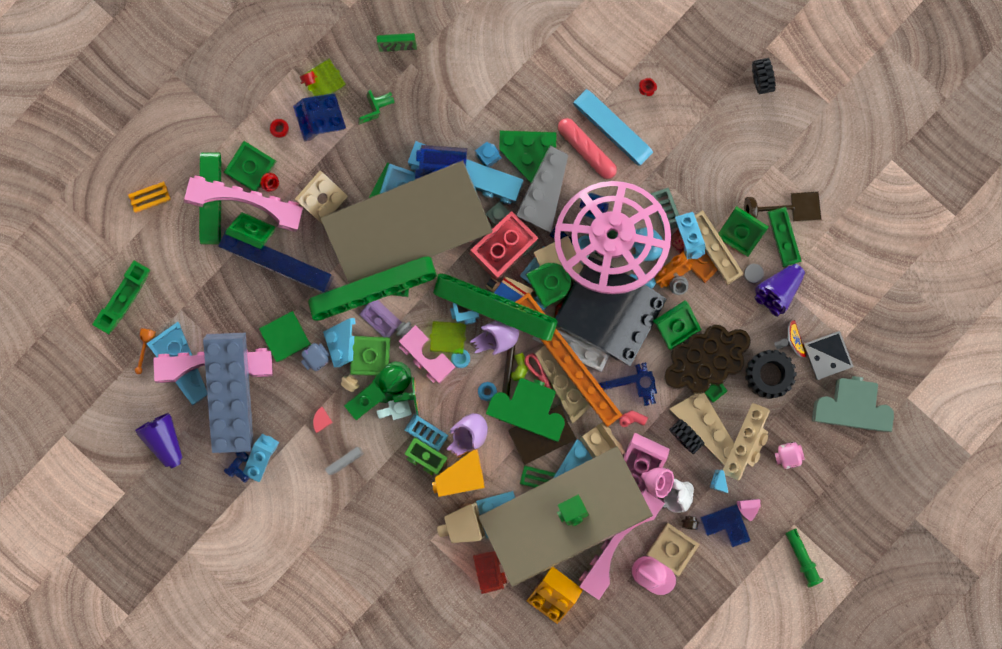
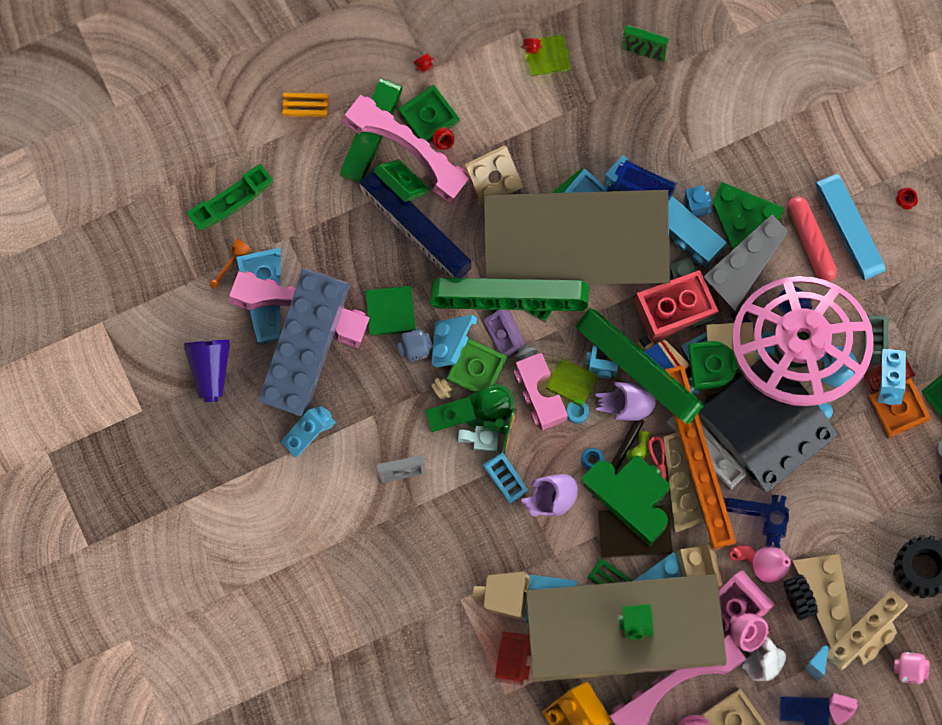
camera: 25 degrees right, 10 degrees down
(229, 126) = (424, 63): none -> red plate
(233, 468) = (272, 431): clear blue piece -> none
(279, 122) = (477, 80): red plate -> none
(319, 115) = (526, 89): clear blue bracket -> none
(321, 420) = (393, 417): coral tile -> none
(375, 104) = (594, 100): green bracket -> none
(425, 455) = (494, 500): bright green brick -> none
(461, 476) = (524, 538): light orange slope -> none
(654, 419) = (770, 564): none -> bright pink helmet
(677, 325) = (838, 469): green tile -> none
(678, 264) = (864, 403): orange hinge -> none
(679, 290) = (857, 435): light grey plate -> none
(690, 523) = (766, 699): dark brown plate -> none
(707, 359) = (858, 522): dark brown plate -> none
(715, 392) = (853, 560): green tile -> none
(717, 250) = (917, 406): tan tile -> none

